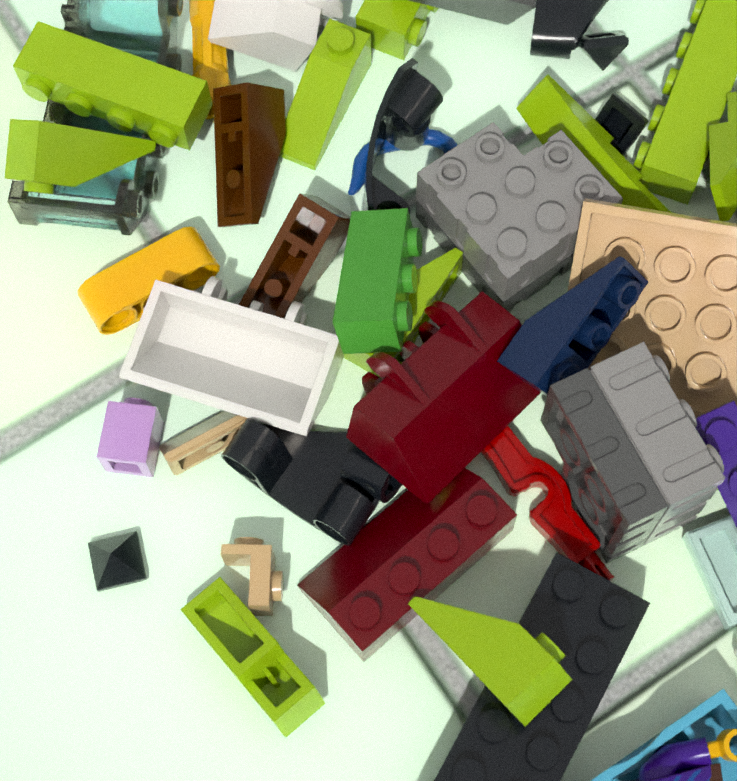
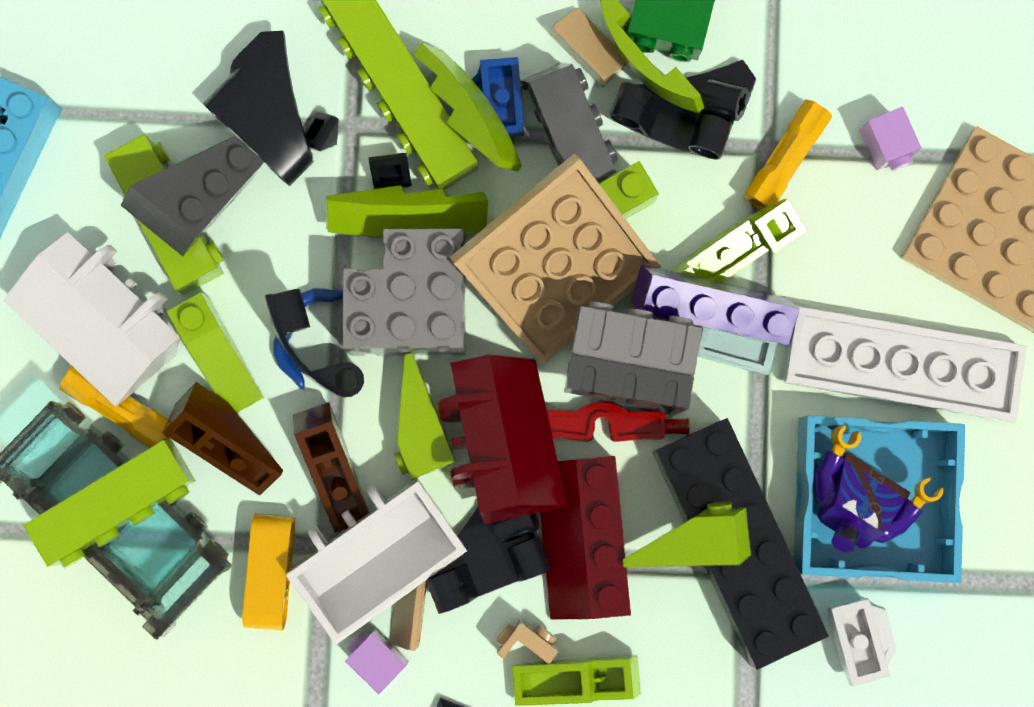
camera: 60 degrees left, 15 degrees up
(65, 155) = (154, 574): lime slope -> none
(377, 281) = (396, 428): bright green brick -> none
(573, 327) = (528, 340): dark blue slope -> none

